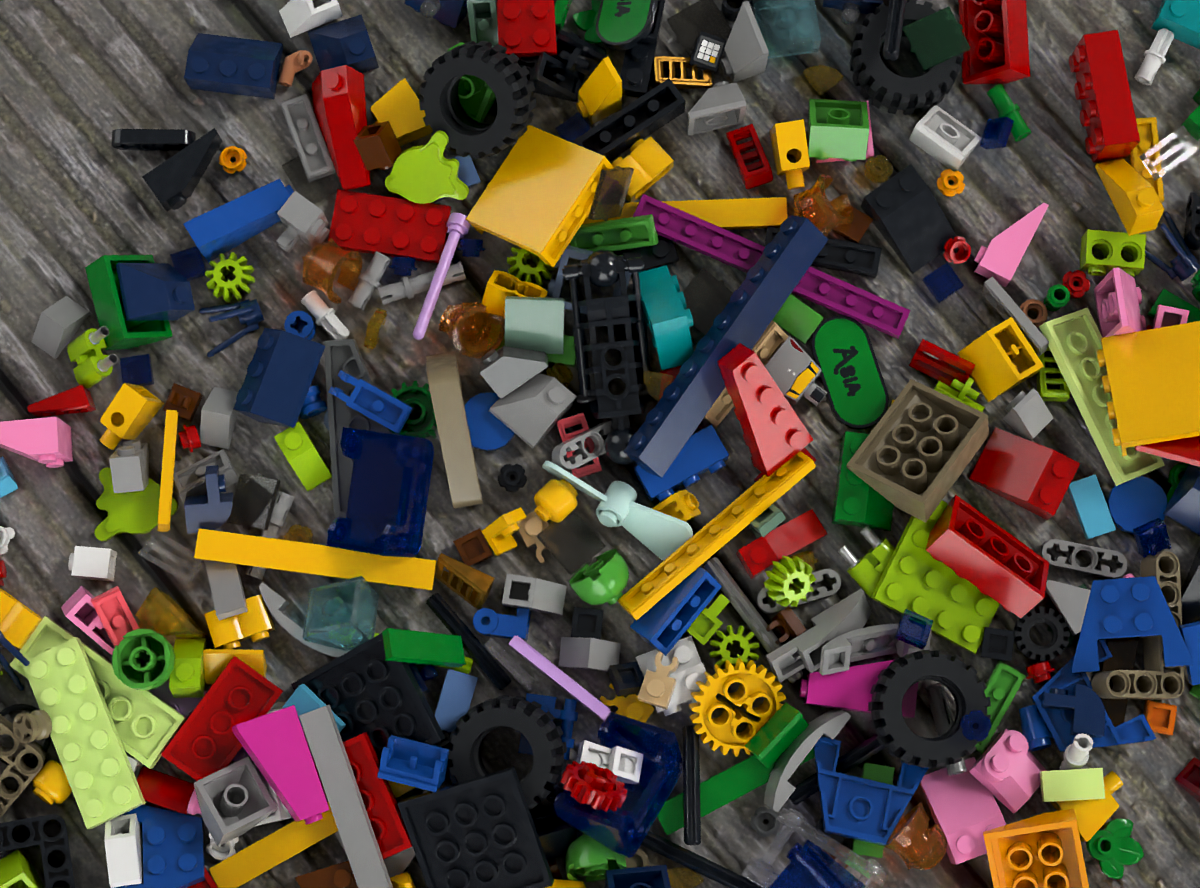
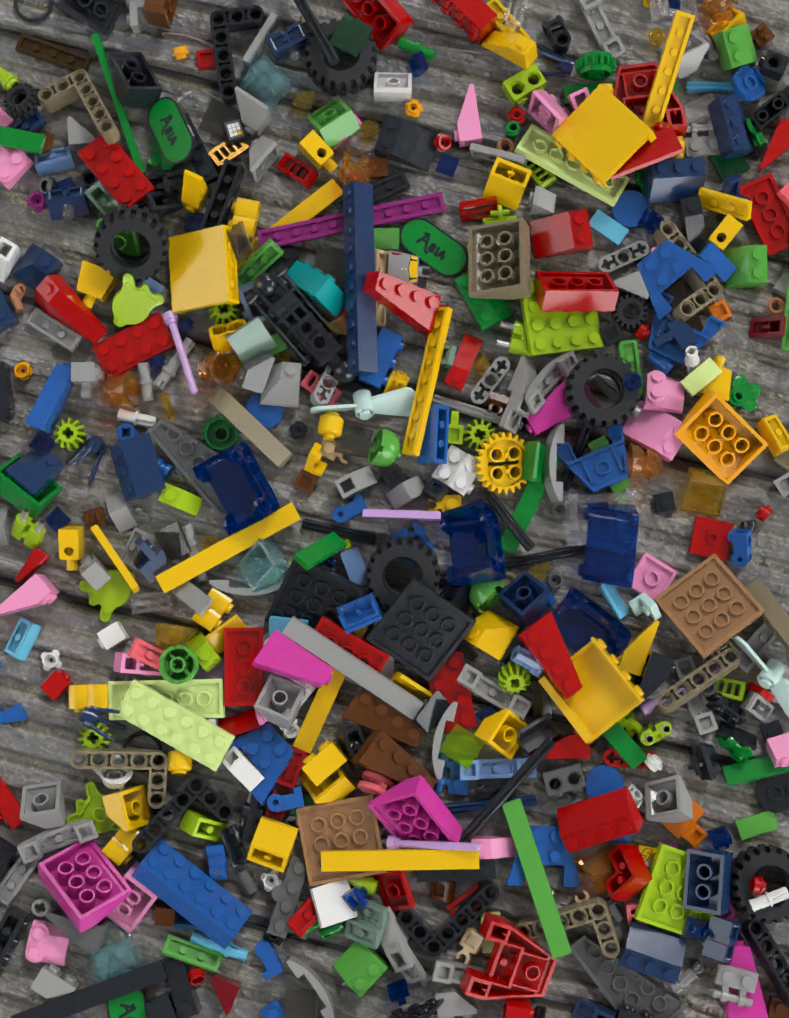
camera: 35 degrees left, 5 degrees up
(32, 726) = (146, 741): dark tan wheel -> none
(189, 438) = (113, 534): red plate -> none
(373, 402) = (197, 443): blue hinge -> none
(378, 146) = (96, 306): reddish brown brick -> none
(468, 583) = (319, 501): pearl gold slope -> none
(594, 786) = (460, 555): red gear -> none
(621, 761) = (458, 540): white slope -> none
(658, 686) = (454, 481): tan plate -> none
(789, 581) = (482, 378): lime gear -> none
(914, 629) = (564, 356): clear blue tile -> none

